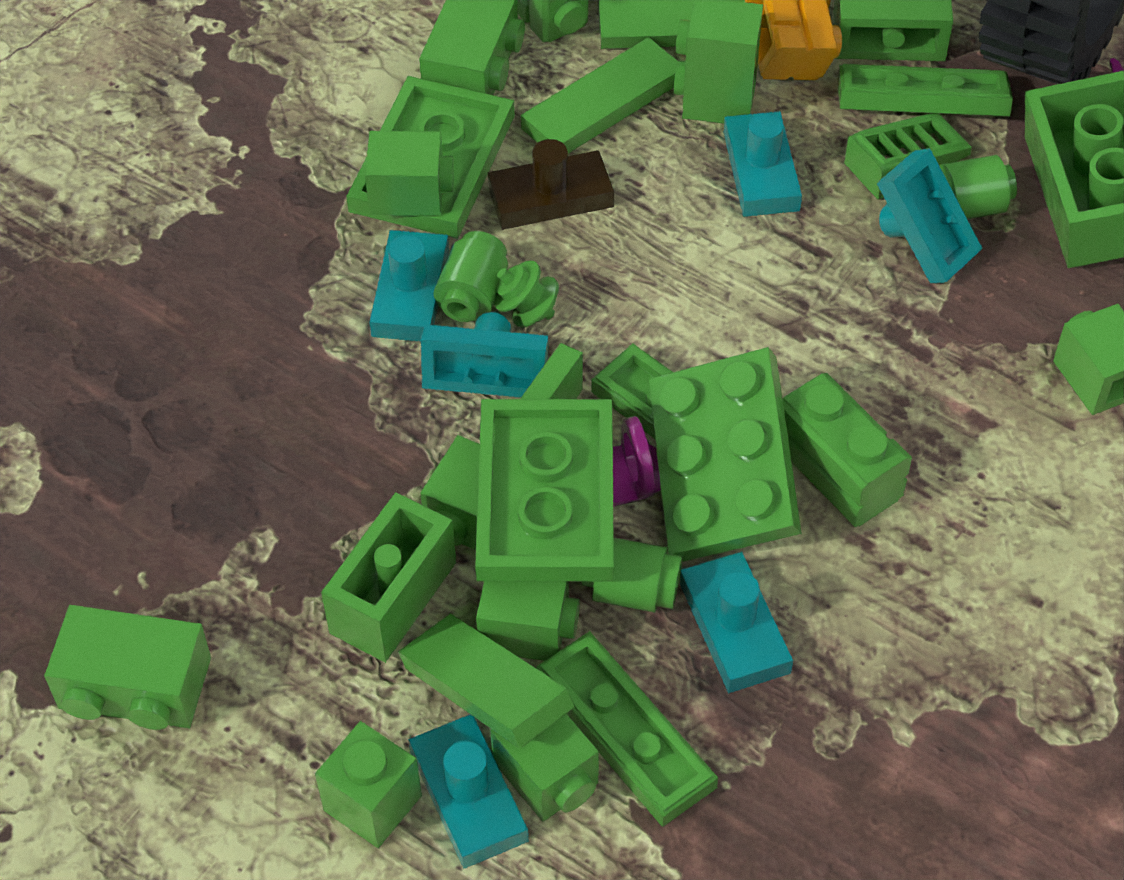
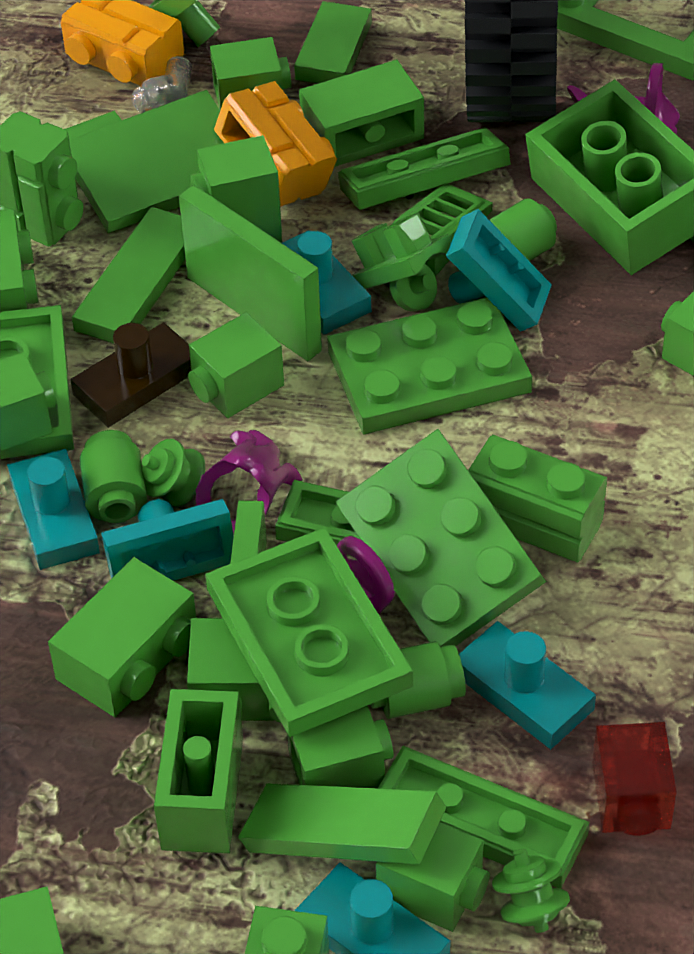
camera: 25 degrees left, 5 degrees down
(398, 426) = (123, 637): none -> bright green brick
(601, 315) = (258, 457): none -> magenta piece
(624, 817) = (530, 890): none -> bright green wheel
(638, 215) = (236, 365): none -> bright green brick
(694, 133) = (251, 272): none -> bright green tile
(780, 754) = (634, 778): none -> clear red brick
(821, 282) = (428, 365): none -> bright green plate
(840, 167) = (399, 257): none -> bright green hips

